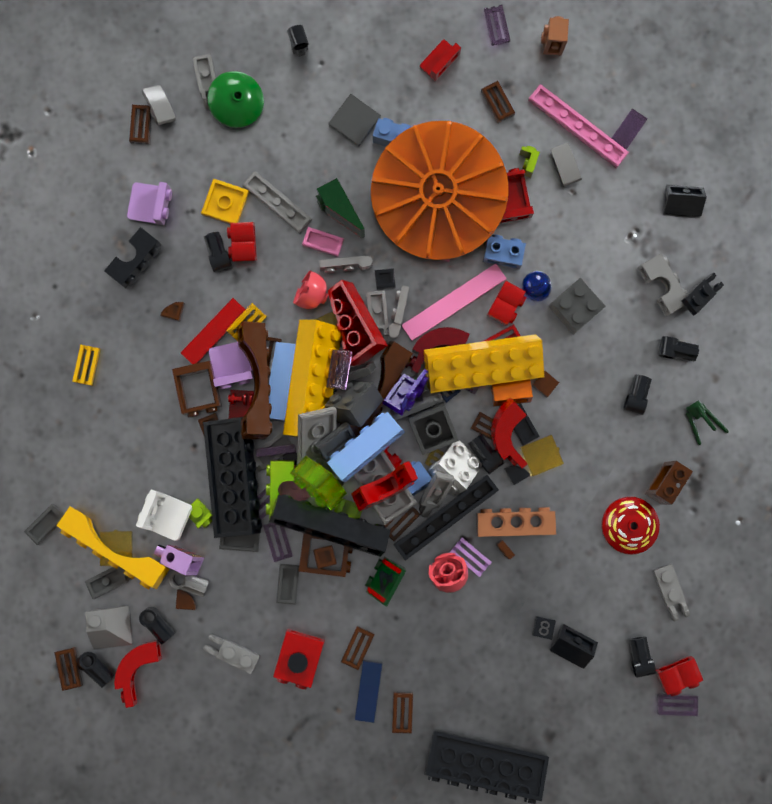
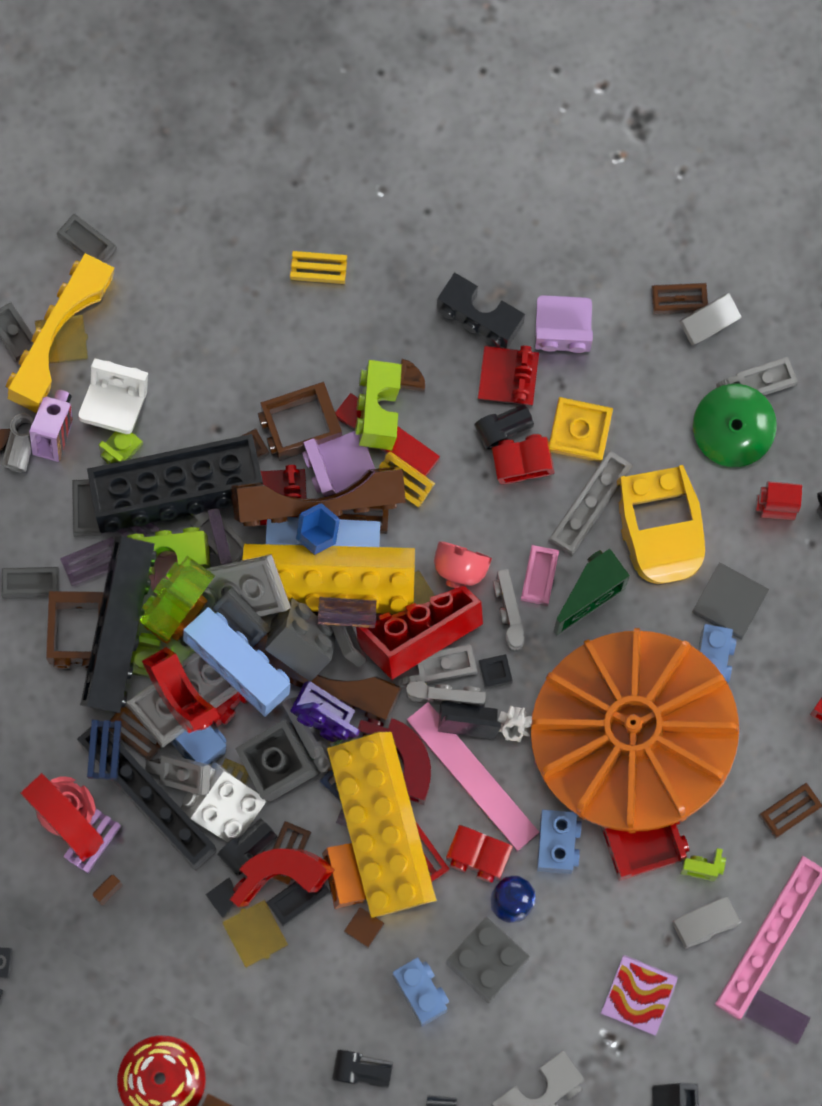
camera: 85 degrees right, 10 degrees down
(181, 245) = (508, 375): none -> red hinge
(207, 337) = (377, 426): none -> lime arch
(279, 382) = (317, 528): none -> blue panel
(293, 75) = (779, 500): none -> red brick
(317, 155) = (666, 551): none -> yellow slope
(324, 557) = (72, 624): reddish brown tile -> none
(385, 580) = (45, 716): dark green slope -> none
(399, 539) = (105, 724): none -> dark blue tile
(417, 299) = (468, 720): none -> black panel
(423, 269) = (515, 723): none -> white gear
(460, 575) = (63, 817): none -> red arch
(546, 526) = (136, 857): nougat brick -> none
(589, 353) = (420, 992): none -> medium blue brick
(607, 213) = (639, 995): none -> slope

